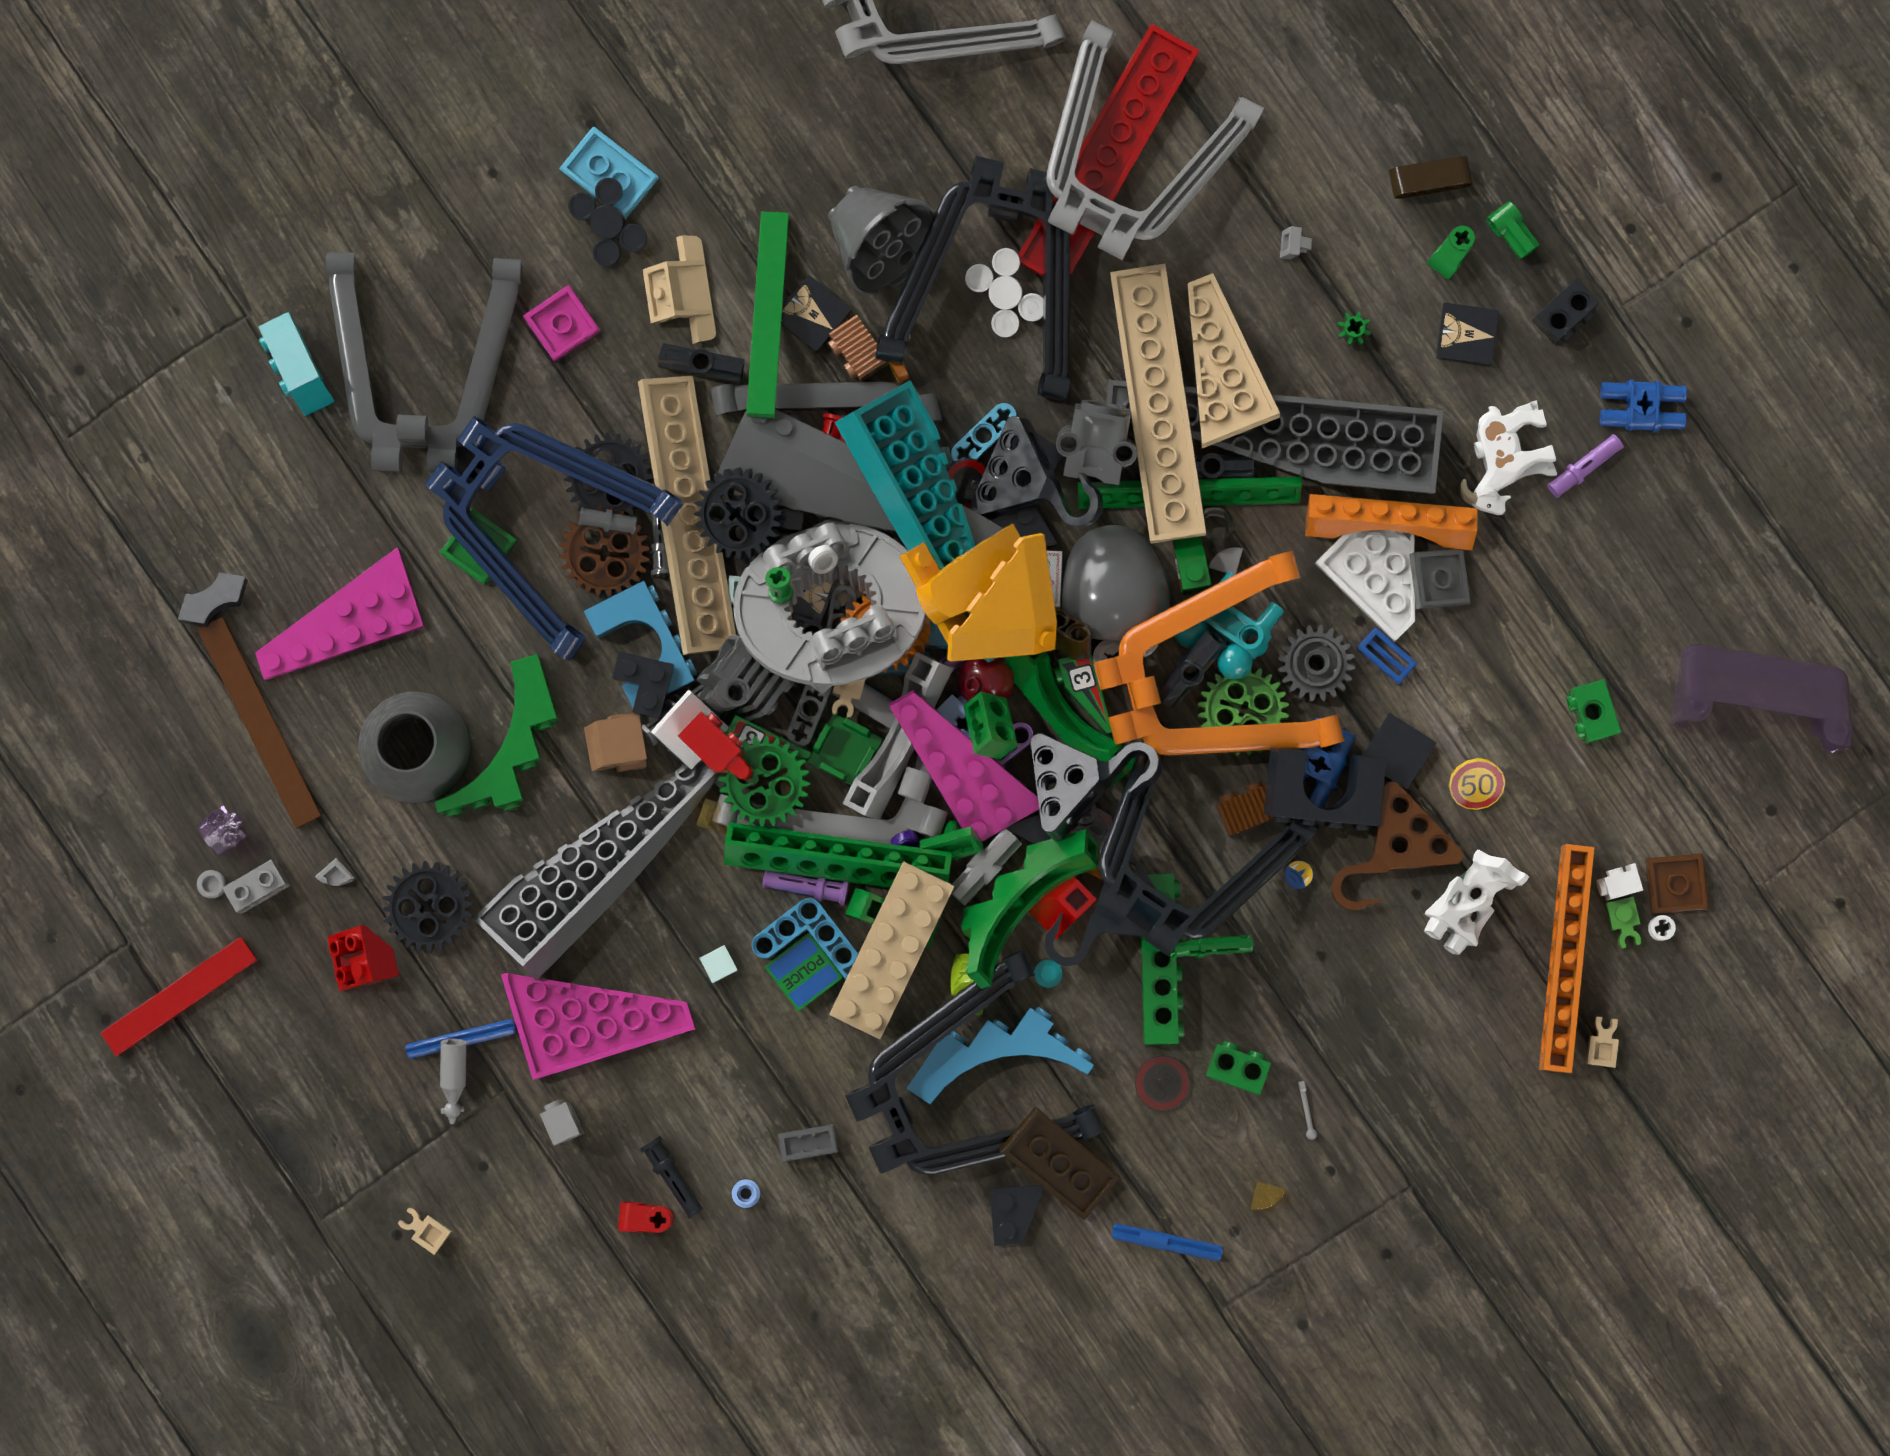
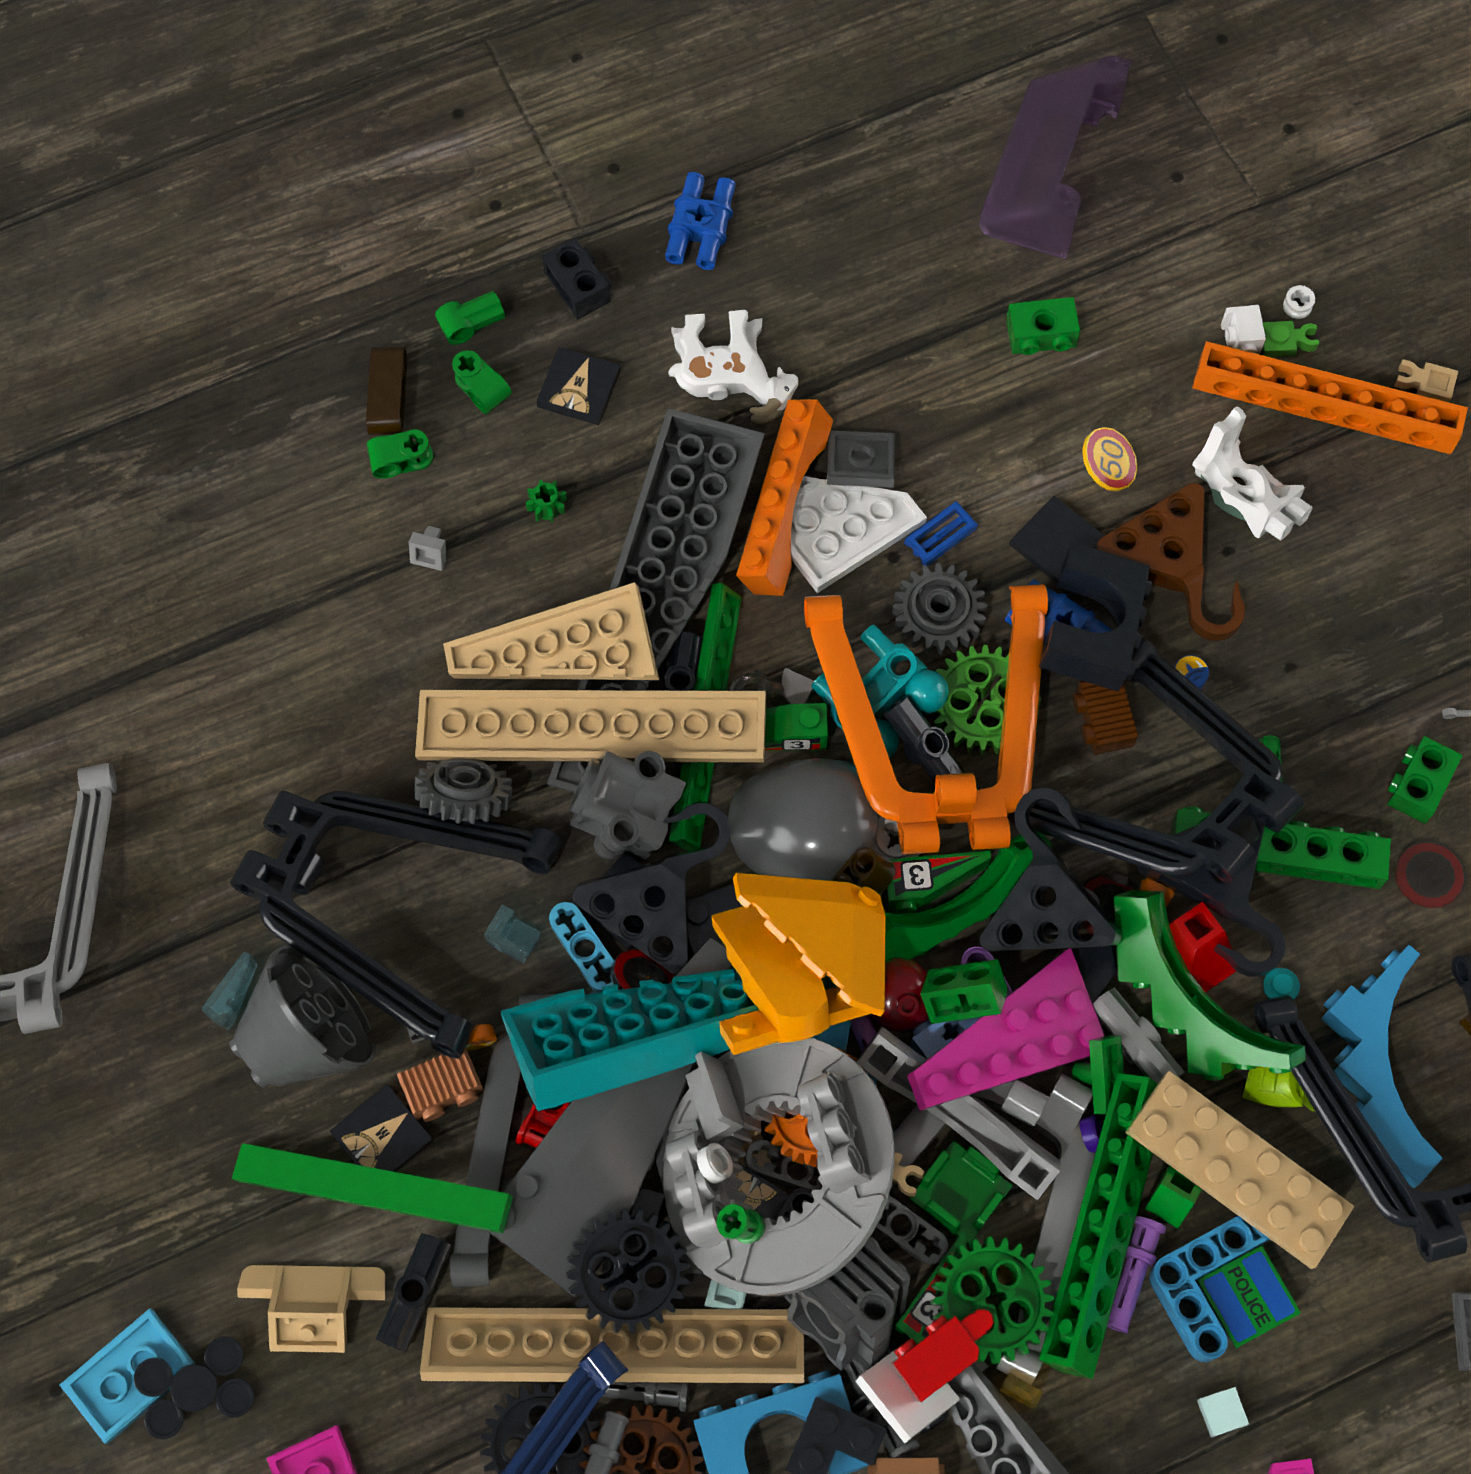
camera: 80 degrees left, 15 degrees down
(873, 551) = (714, 1098): none -> light grey panel
(895, 175) = (229, 995): none -> clear light blue slope
(983, 378) = (511, 935): none -> clear light blue panel
(1005, 292) = (410, 889): white piece -> none
(1088, 315) = (463, 789): none -> dark grey gear
(1112, 221) = (326, 765): light grey piece -> none
(1122, 130) = (254, 728): red plate -> none
(1373, 196) = (396, 454): none -> green piece
(1575, 473) = (763, 300): medium lavender pin -> none
(1677, 883) = (1249, 278): reddish brown tile -> none

